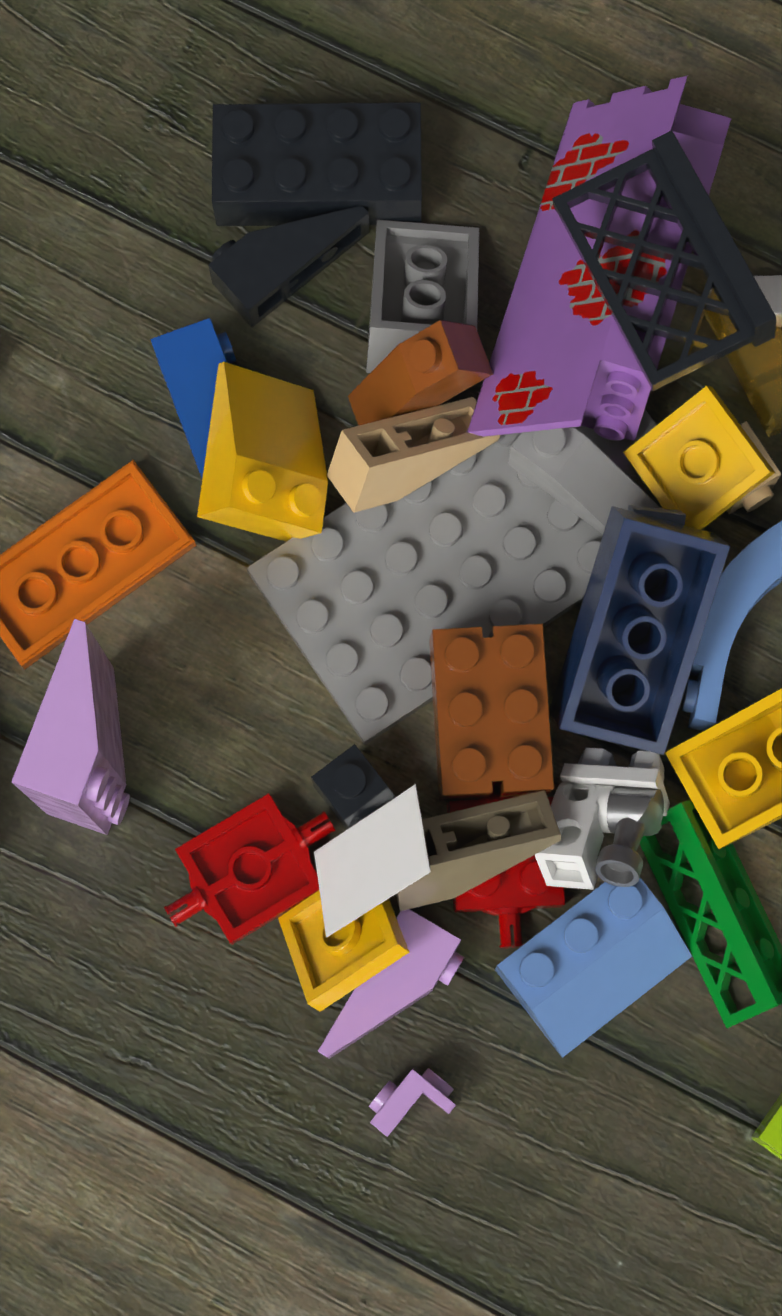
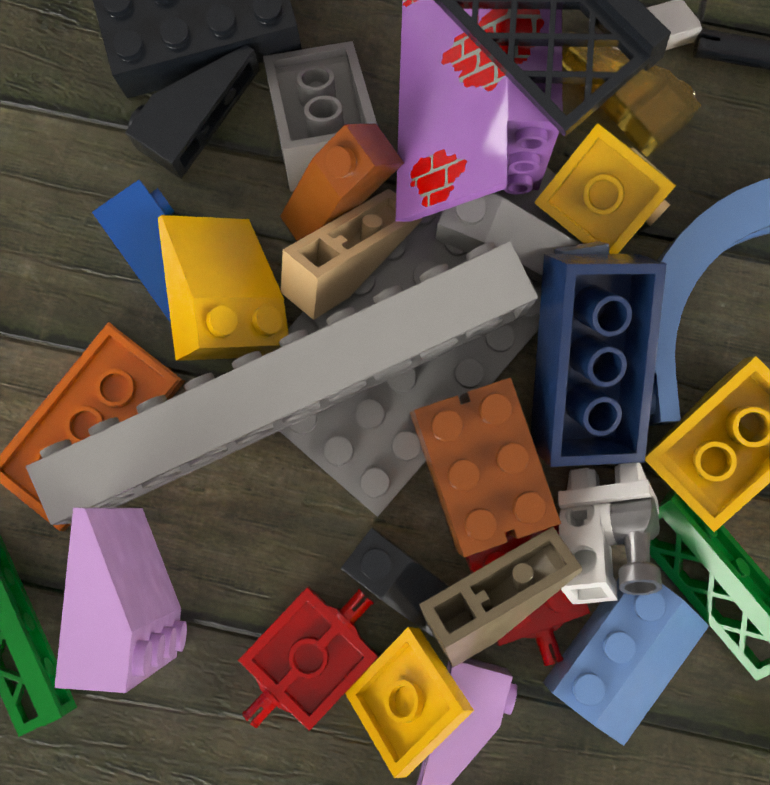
camera: 15 degrees left, 5 degrees up
(312, 569) = (284, 385): none -> light grey brick
(372, 861) = (419, 636): white sticker -> none

